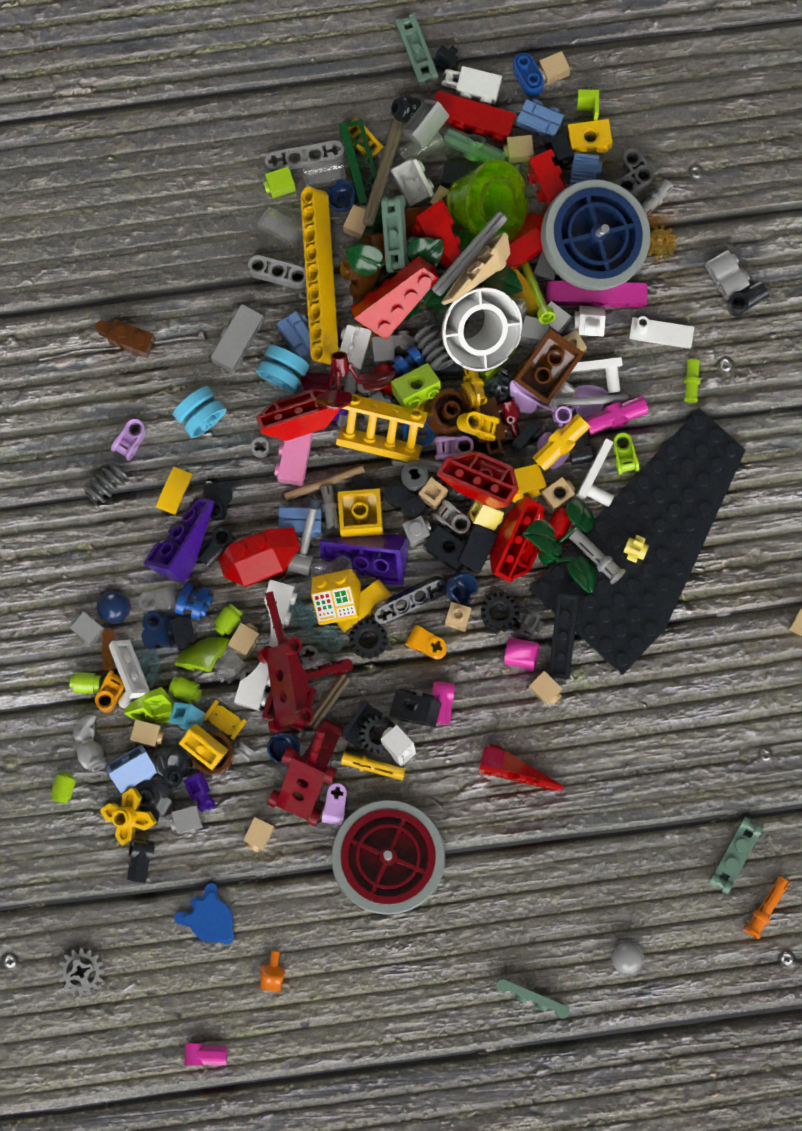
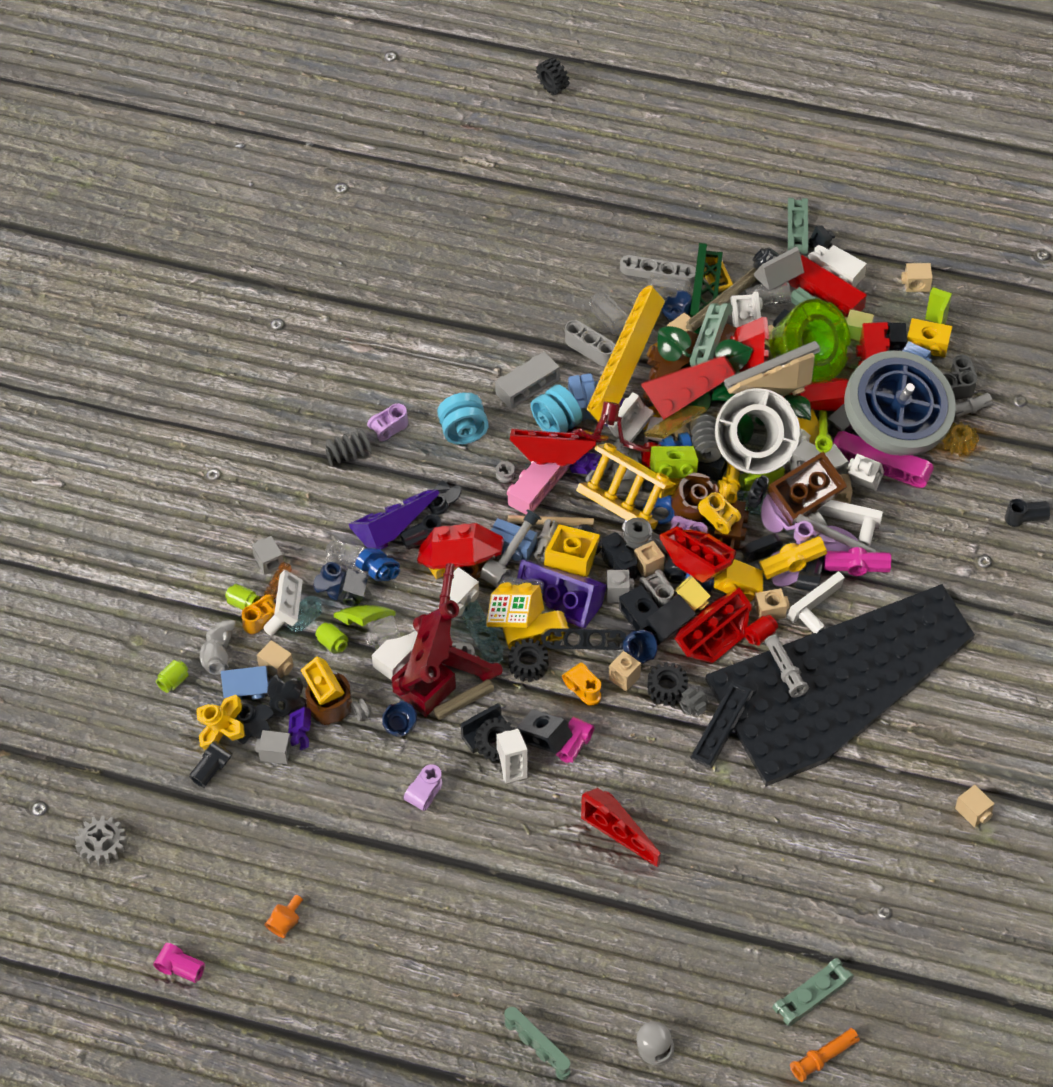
camera: 20 degrees right, 25 degrees down
(113, 606) = (302, 548): dark blue hair -> none
(127, 337) = (429, 345): reddish brown brick -> none
(152, 706) = (295, 637): lime brick -> none
(174, 490) = (406, 476): yellow slope -> none
(186, 715) = (323, 650): medium azure brick -> none
(210, 917) = (250, 844): blue tile -> none
(224, 720) = (357, 678): yellow piece -> none
(227, 620) = (402, 595): lime brick -> none
(244, 639) = (406, 614): tan brick -> none
(258, 835) = (336, 786): tan brick -> none
(279, 182) = (625, 279): lime brick -> none
(308, 774) = (409, 740): dark red piece -> none
(373, 766) = (458, 755): yellow pin -> none
(388, 857) = (453, 853): dark red wheel -> none
(398, 344) = (675, 421): none -> clear yellow piece
(511, 412) = (755, 522): dark red piece -> none
(521, 654) = (672, 722): dark pink piece -> none
(528, 75) = (891, 274): blue brick -> none
(540, 119) = (887, 308): medium blue brick -> none
(542, 536) = (740, 617): dark green plant -> none
(546, 689) = (682, 765): tan brick -> none
(625, 455) = (852, 597): lime piece -> none
(636, 548) = (827, 671): light yellow gear -> none
(661, 332) = (930, 511): white piece -> none
(692, 381) = (944, 560): lime pin -> none
(727, 274) = (1015, 483): light grey brick -> none

